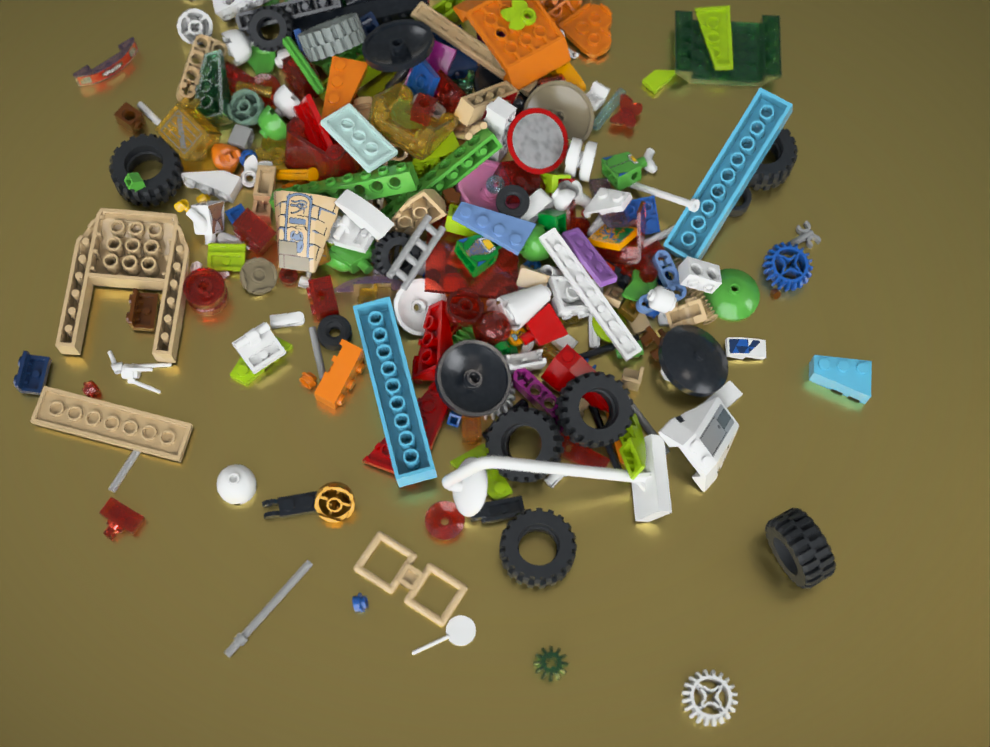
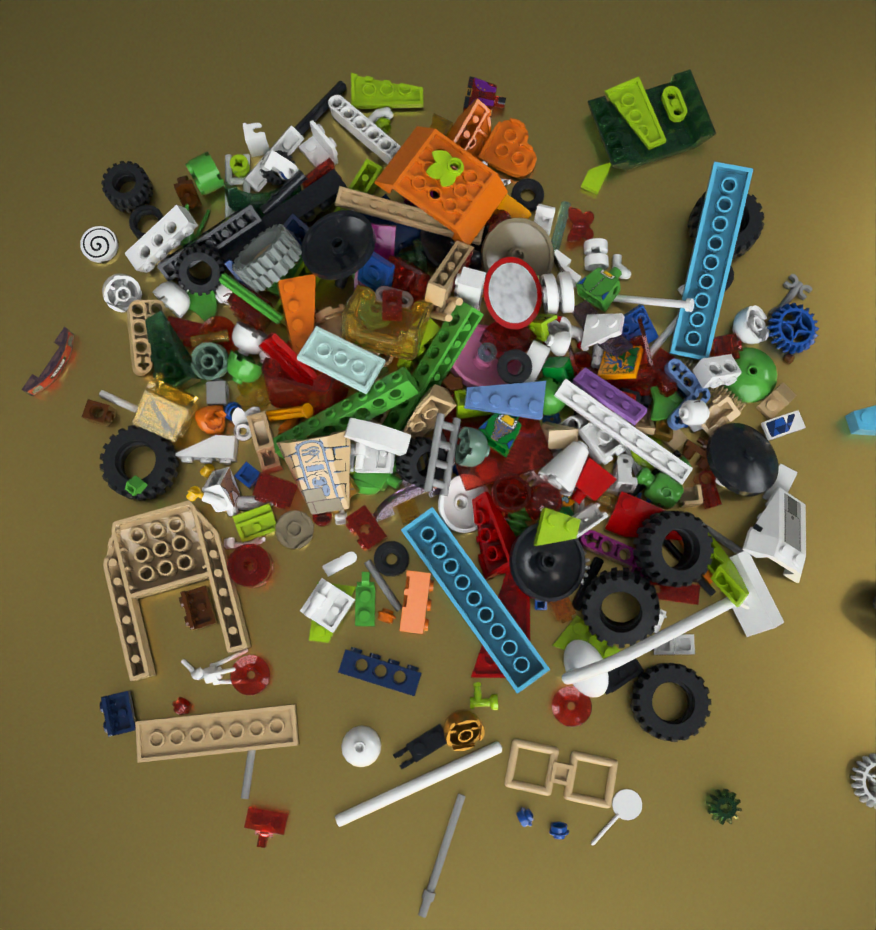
camera: 15 degrees left, 10 degrees up
(159, 377) = (241, 680): none -> clear red dish
(274, 536) = (418, 783): none -> white piece
(295, 361) = (365, 601): none -> bright green hinge
(303, 446) = (349, 667): none -> dark blue brick
(359, 484) = (477, 700): none -> lime piece
(386, 627) = (559, 830): none -> blue plate
(445, 254) = (472, 447): none -> sand green cylinder
(493, 350) = (556, 527): none -> lime wing
(563, 503) = (680, 645): none -> white slope
(577, 335) = (623, 473): none -> white leg
(594, 63) = (530, 184): none -> black tyre
(598, 136) = (562, 264): none -> white slope
(606, 357) = (660, 488): none -> bright green piece
(631, 140) = (595, 252): none -> white wheel
(651, 378) = (709, 490): none -> clear red piece
(720, 257) = (727, 345): none -> clear red brick
(749, 249) = (750, 325): none -> white cylinder
(751, 324) = (776, 401): none -> tan slope
(753, 41) = (674, 105): none -> lime plate

